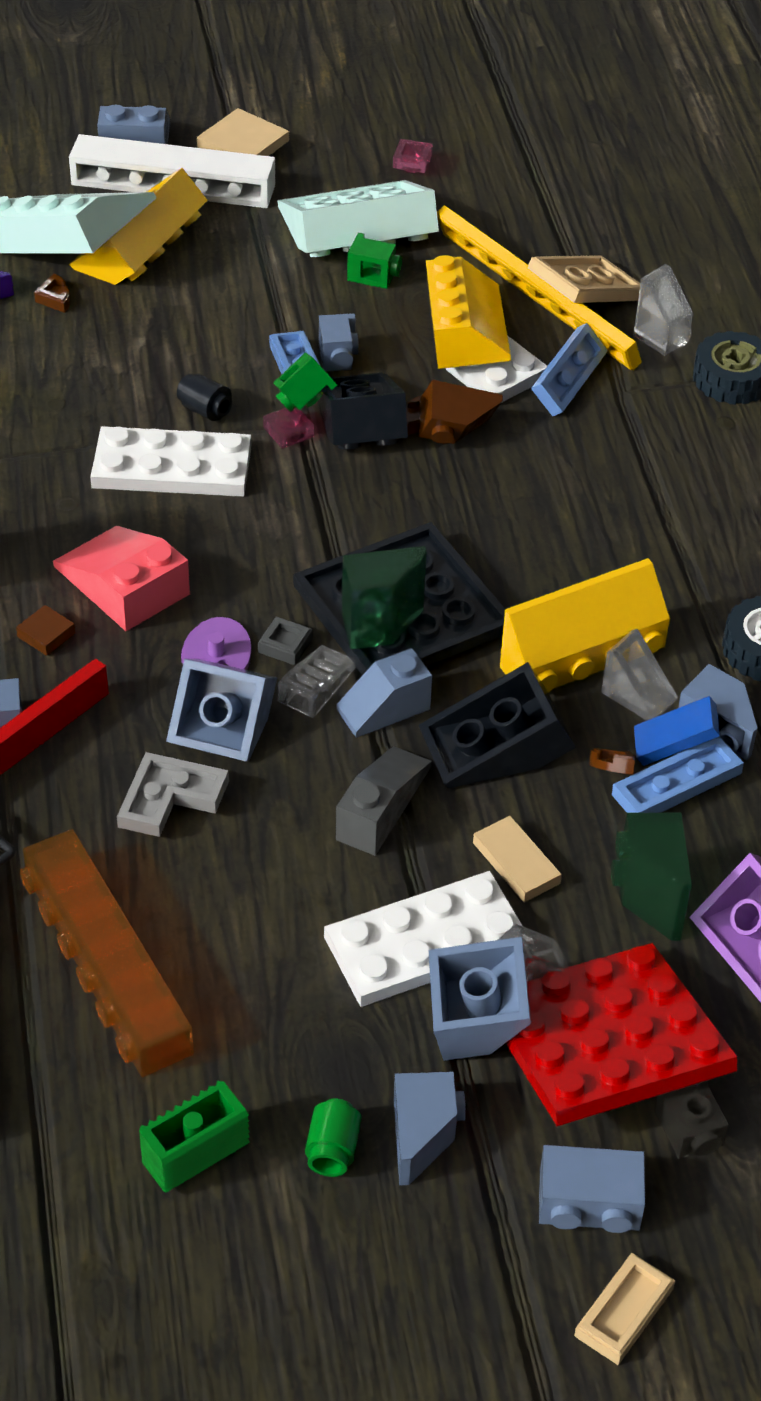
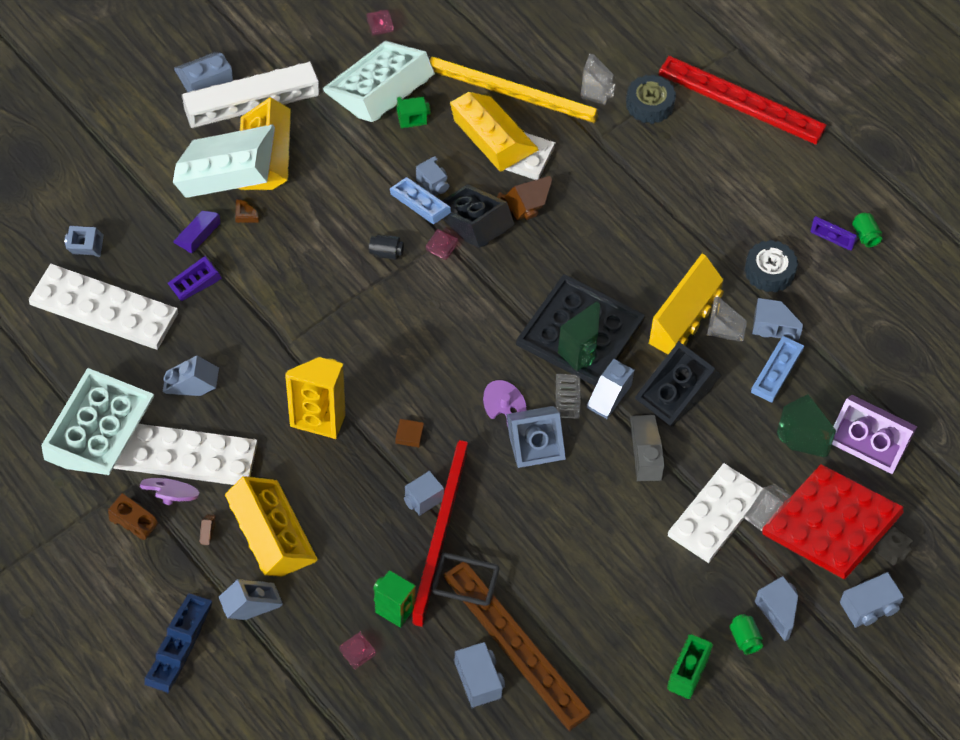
camera: 30 degrees left, 10 degrees up
(107, 953) = (578, 595): clear orange brick -> none
(127, 574) = (425, 378): coral slope -> none
(167, 782) = (538, 493): light grey plate -> none
(171, 461) = (395, 296): white plate -> none
(243, 134) = (272, 51): tan tile -> none
(285, 640) = (535, 380): dark grey tile -> none
(302, 383) = (444, 218): green brick -> none
(478, 996) = (770, 532): sand blue slope -> none
(517, 858) = (730, 449): tan tile -> none
(569, 369) = (567, 139): medium blue plate -> none
(585, 278) = (540, 74): tan tile -> none
(612, 760) = (742, 373): reddish brown tile -> none
(624, 1308) = (916, 647): tan tile -> none
(676, 731) = (763, 343): blue tile -> none

